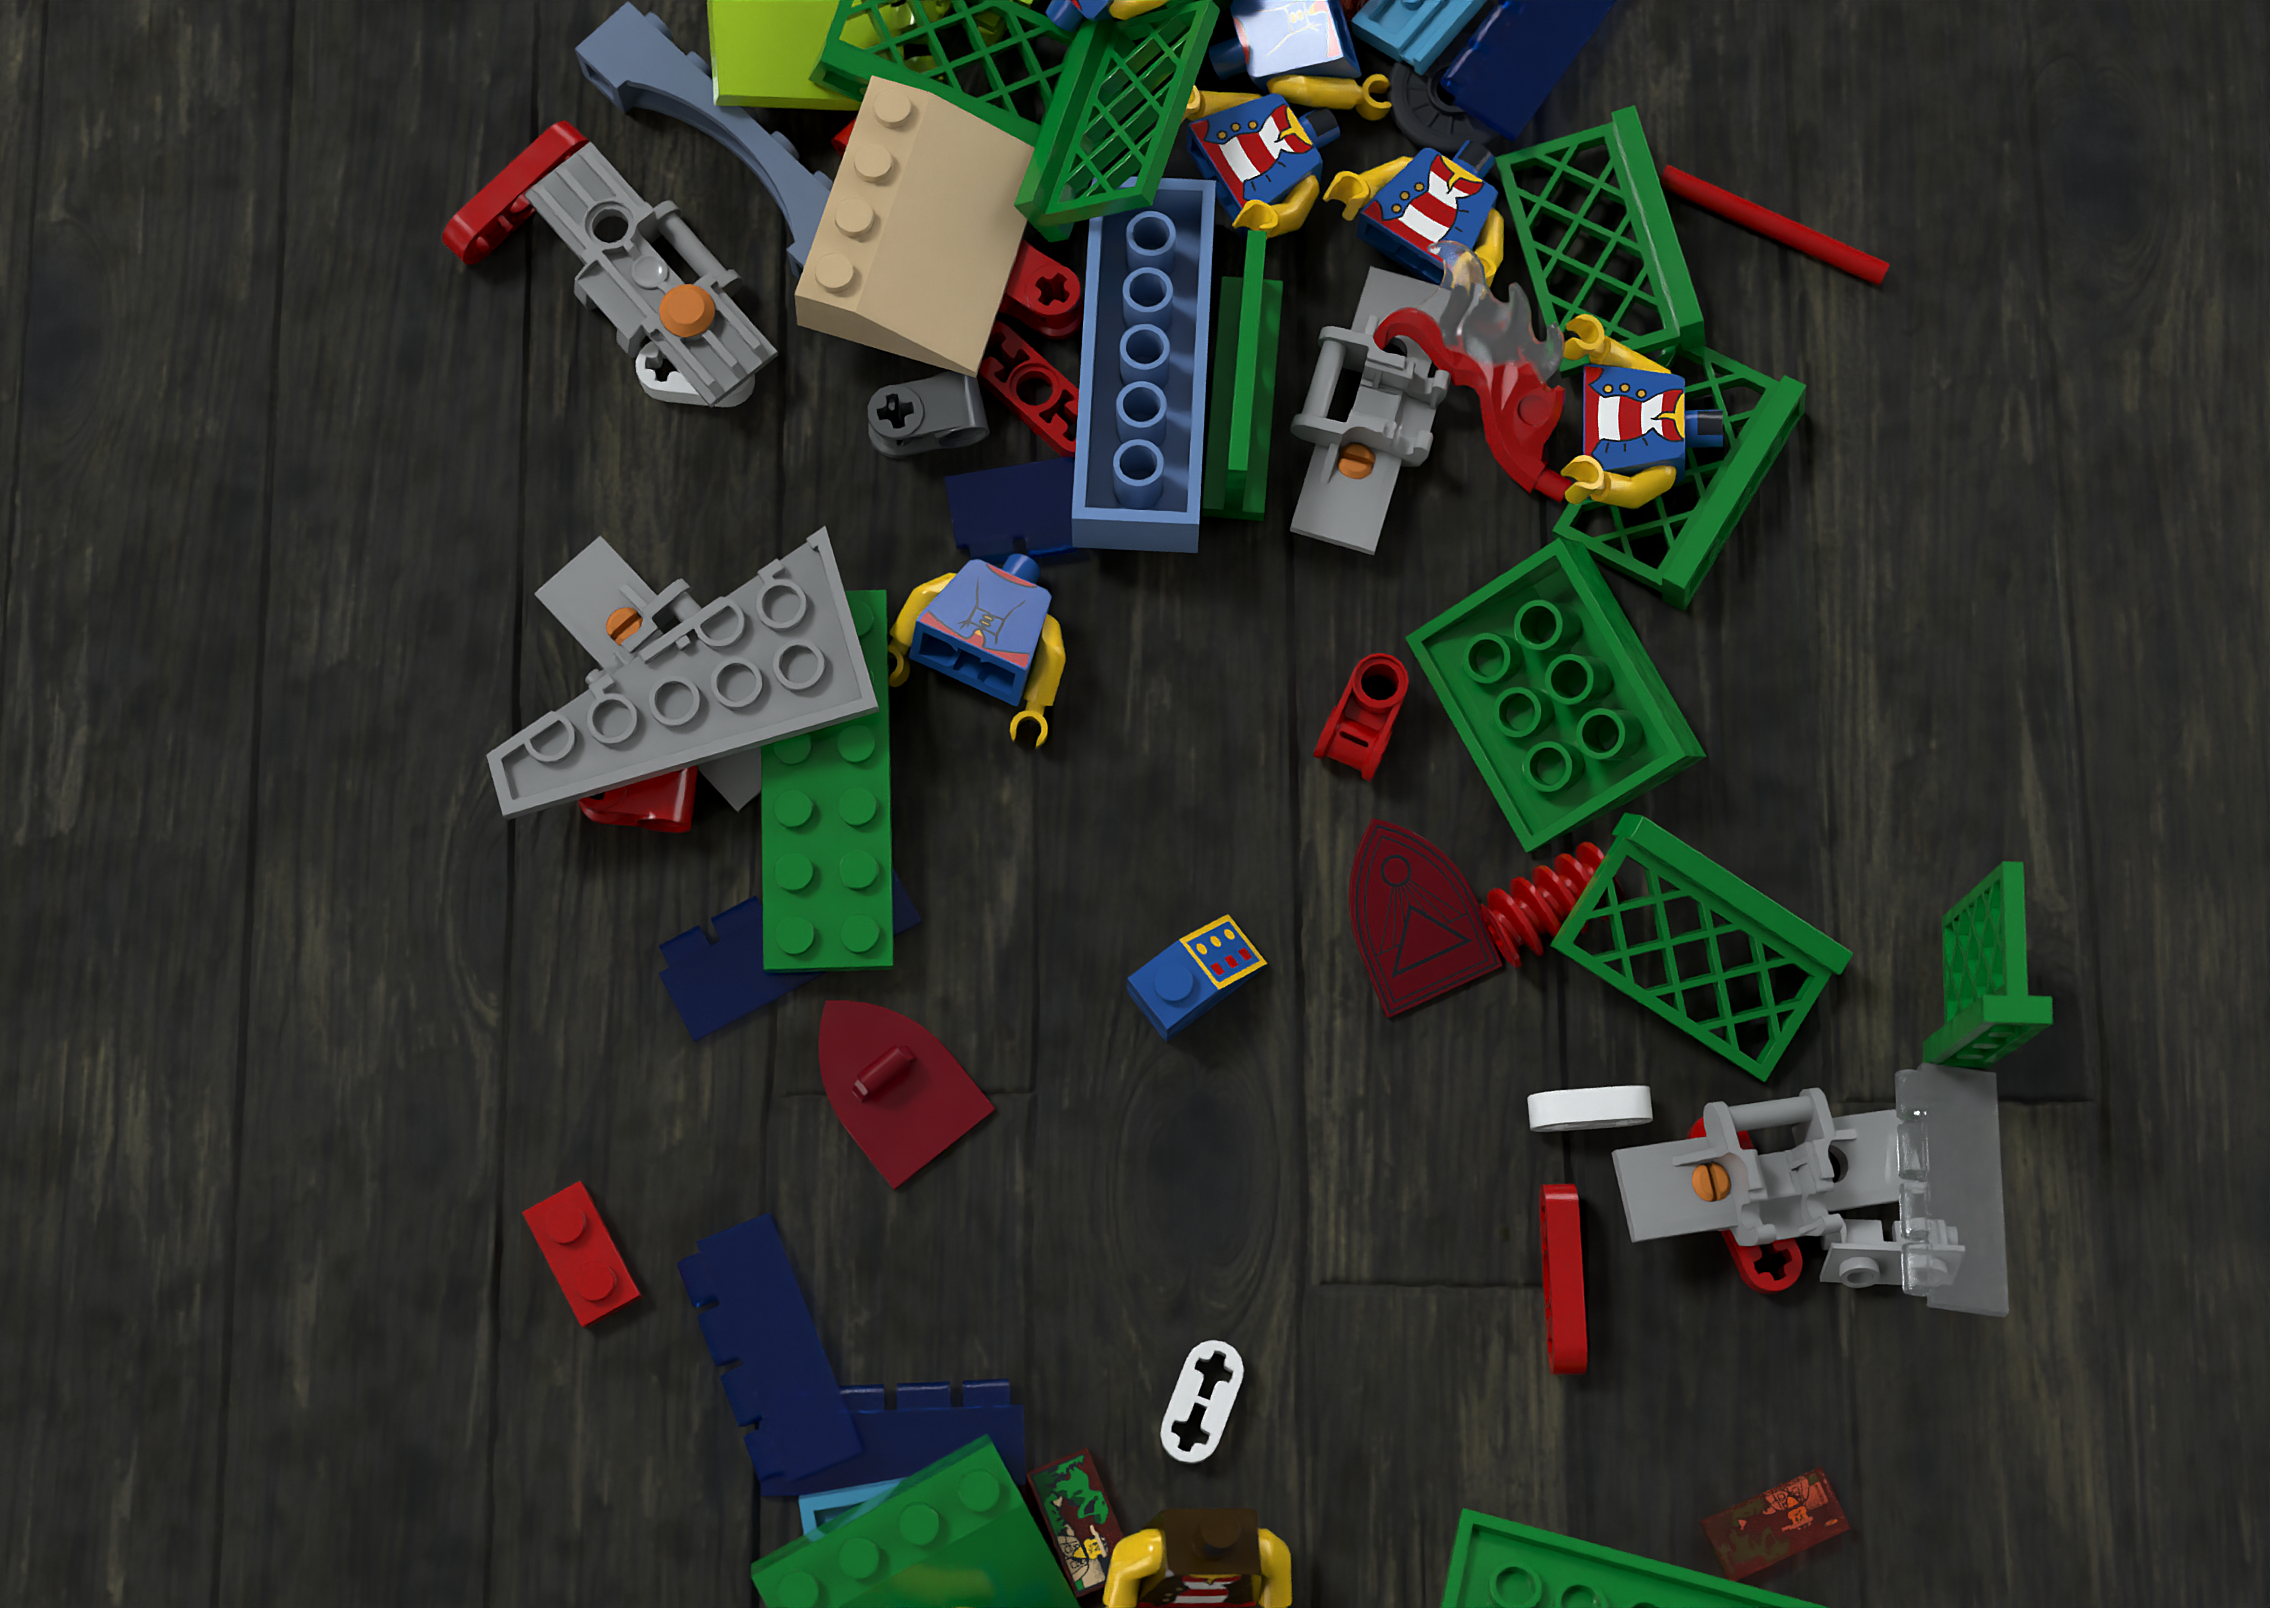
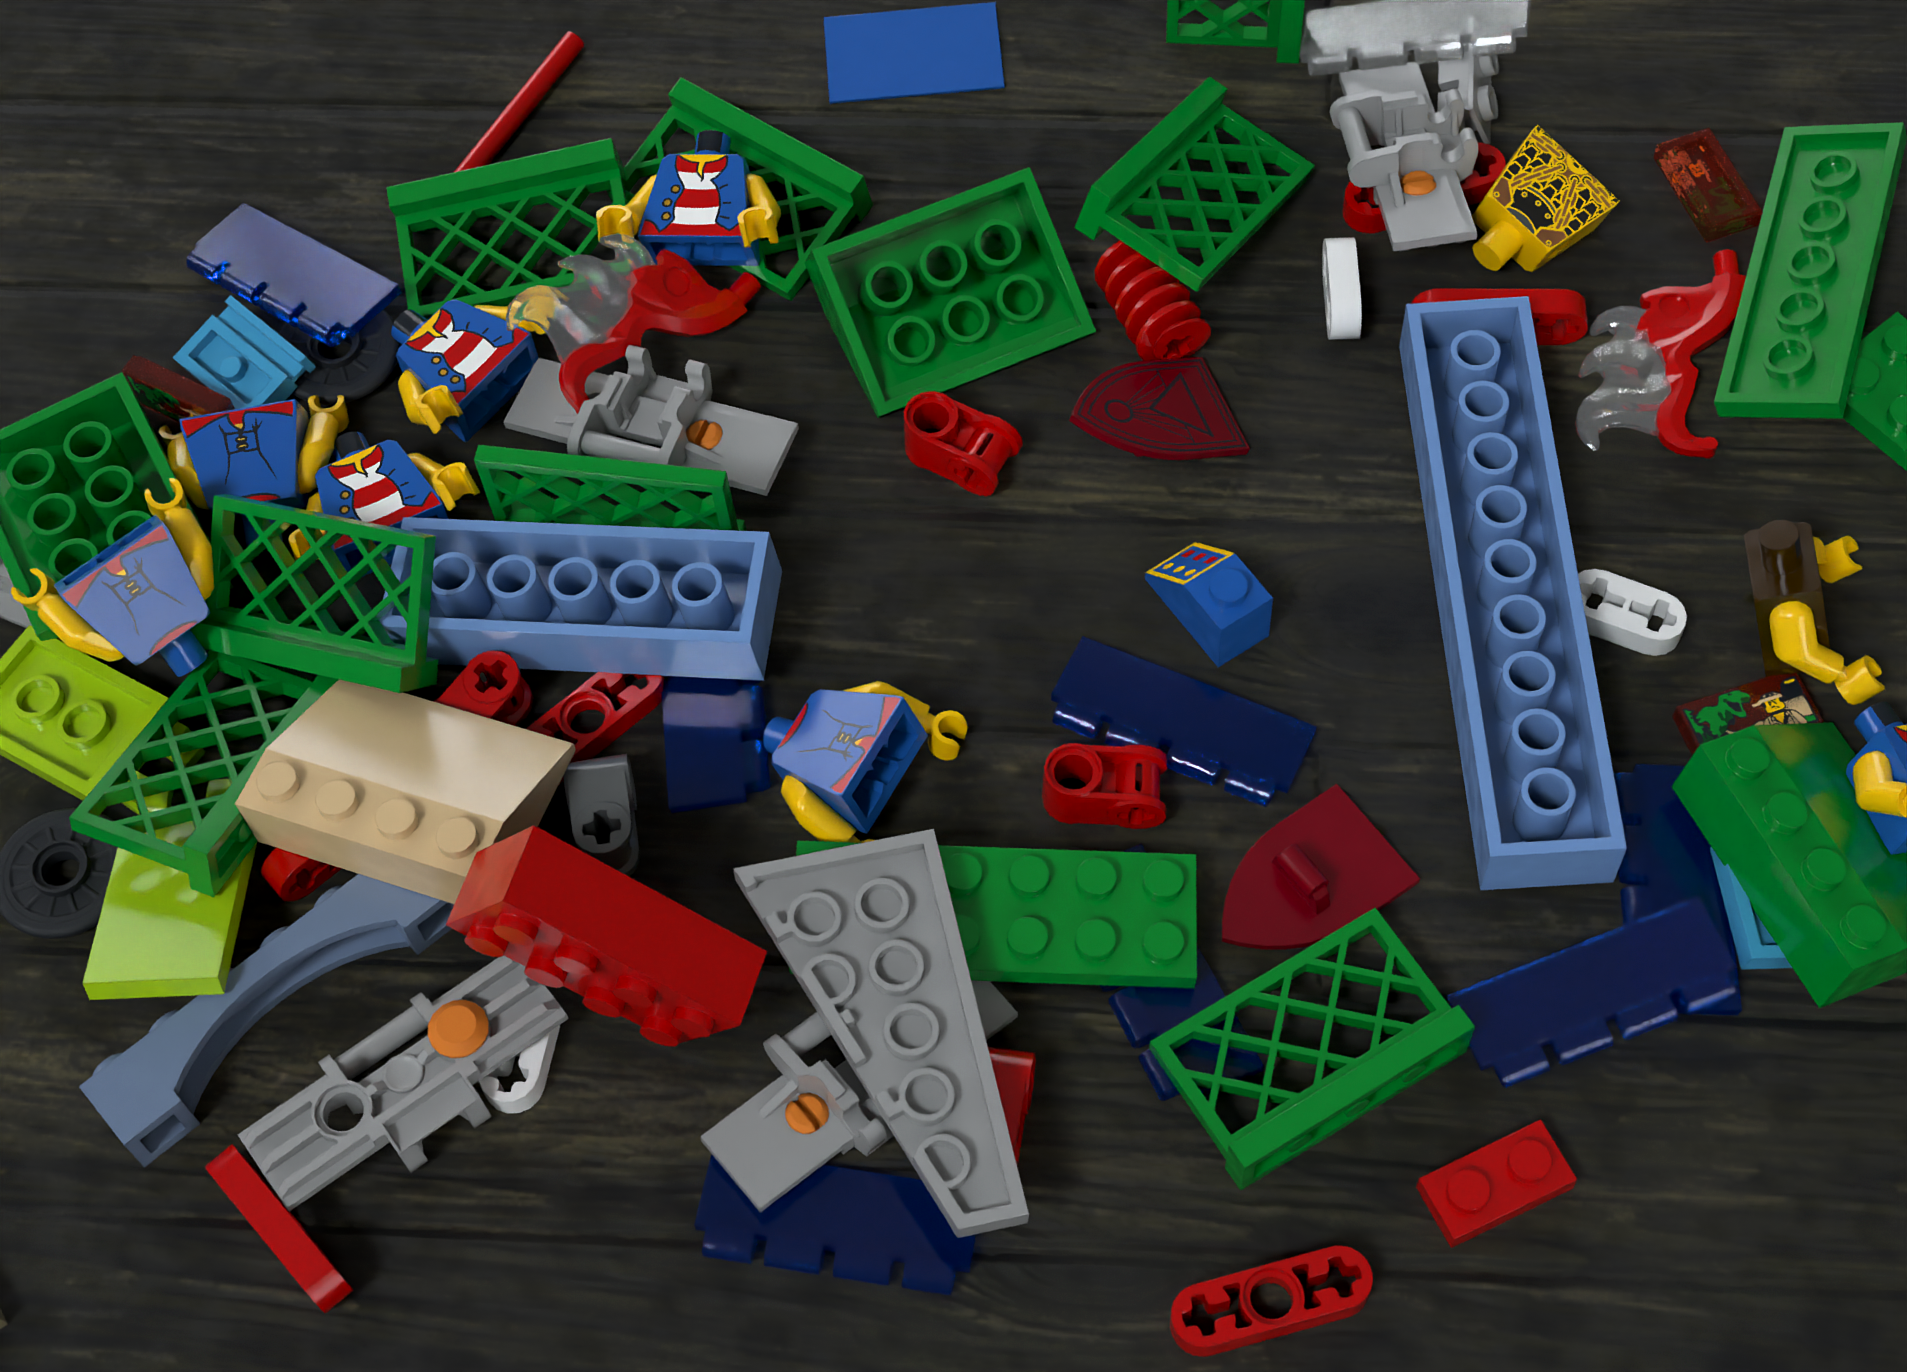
camera: 80 degrees left, 15 degrees down
(436, 1010) = (1326, 1302): none -> red beam
(545, 657) = (842, 1210): none -> clear blue windscreen
(659, 1110) = (1340, 1097): none -> green fence
(745, 419) = (605, 938): none -> red brick
(973, 892) = (1109, 787): none -> red piece
(1071, 946) = (1192, 718): none -> clear blue windscreen
(1213, 1270) = (1509, 598): none -> medium blue brick
(1528, 1445) = (1650, 362): none -> piece
(1705, 1319) = (1538, 206): none -> yellow torso
(1903, 639) = (913, 52): none -> blue piece

